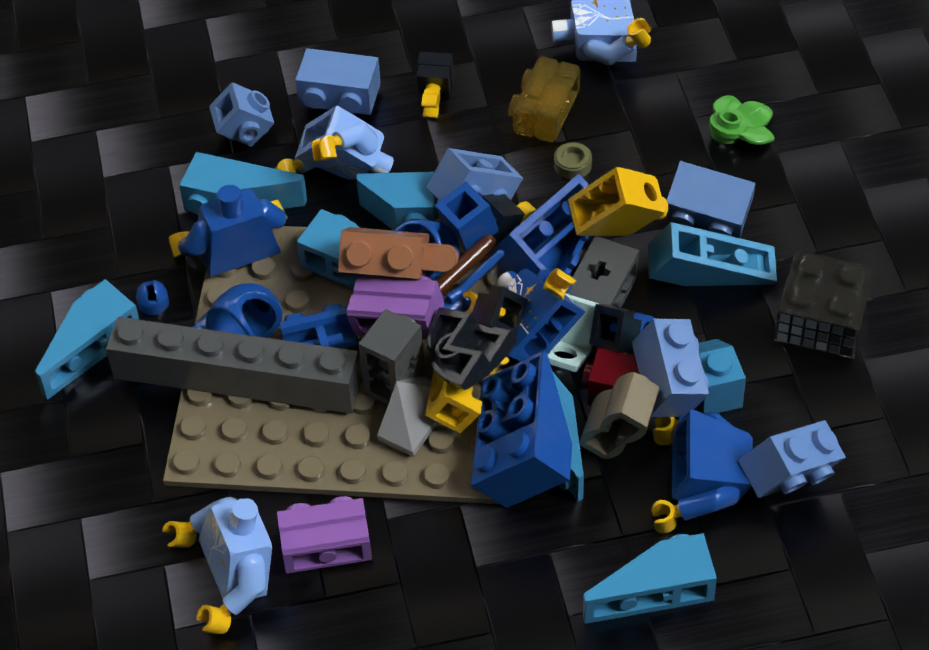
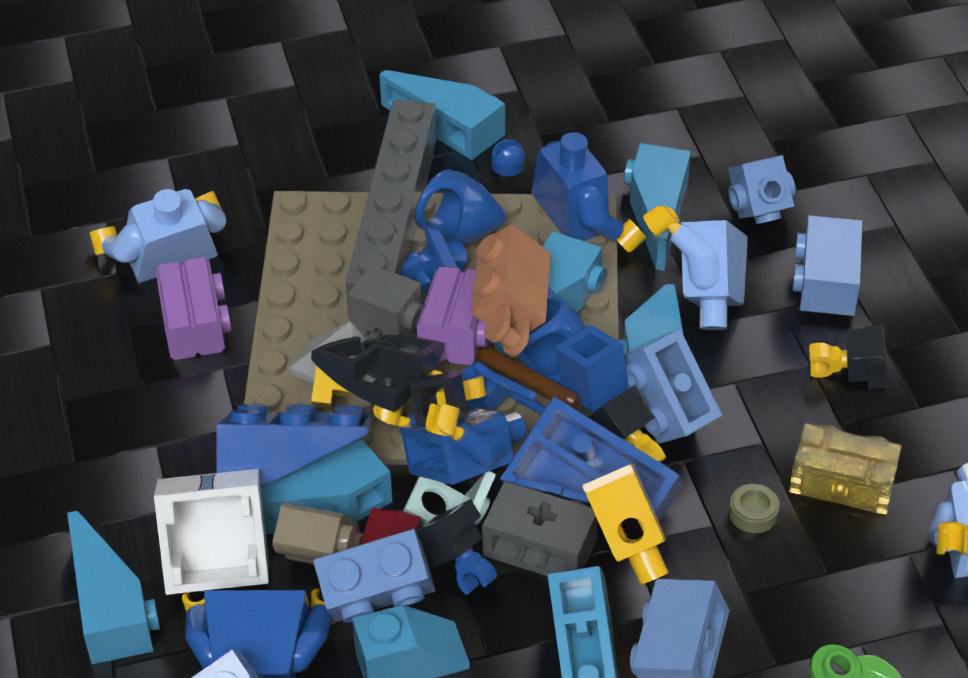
camera: 85 degrees right, 5 degrees down
(614, 486) = (211, 531): none -> white container

